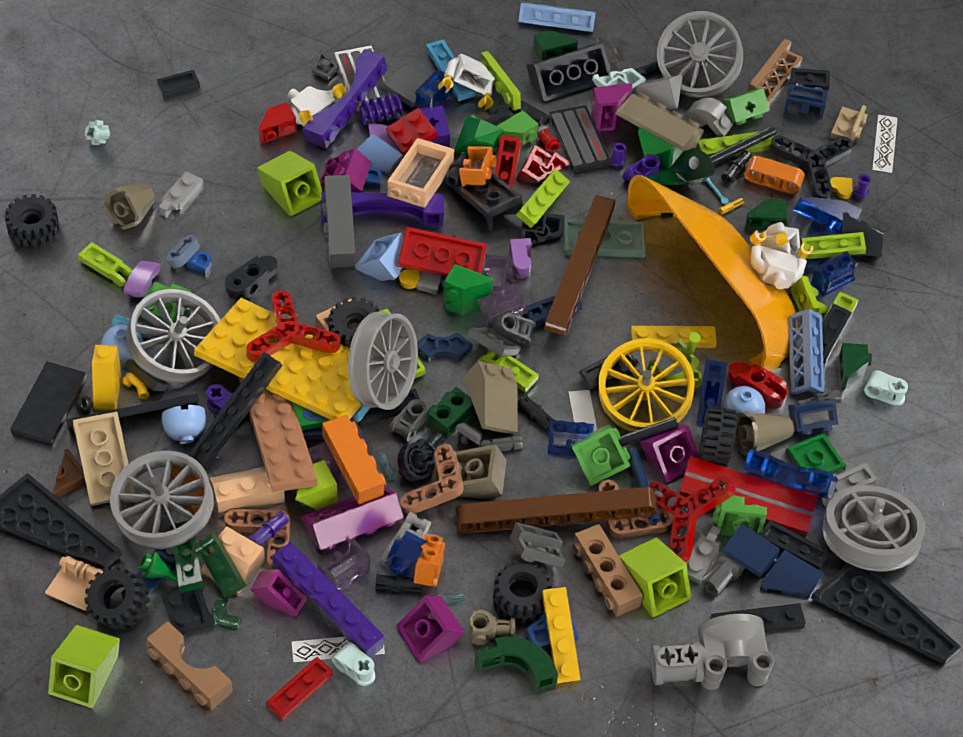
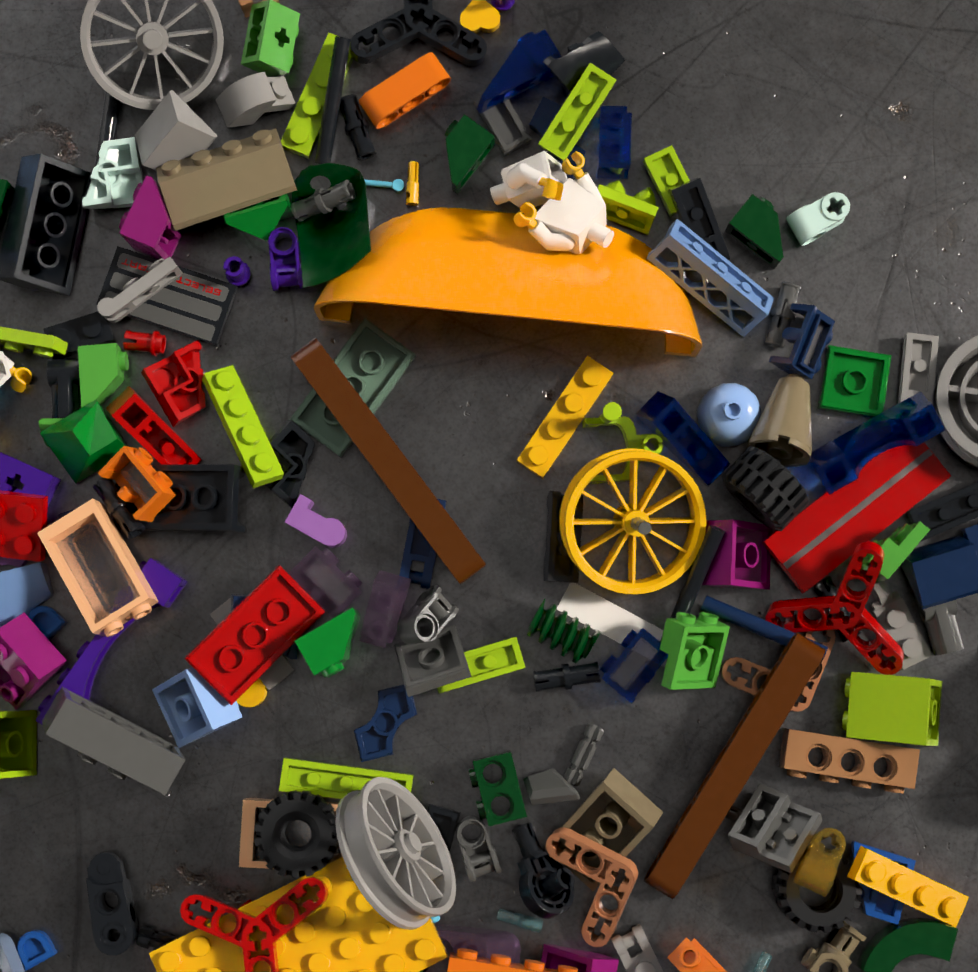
camera: 50 degrees left, 30 degrees up
(493, 396) = (521, 725): dark tan slope -> none
(538, 568) = (819, 867): none -> clear yellow piece
(559, 393) = (562, 632): none -> dark green piece
(572, 120) = (139, 290): none -> light grey plate
(686, 168) = (323, 200): none -> dark grey pin
(764, 381) = (684, 381): red piece -> none

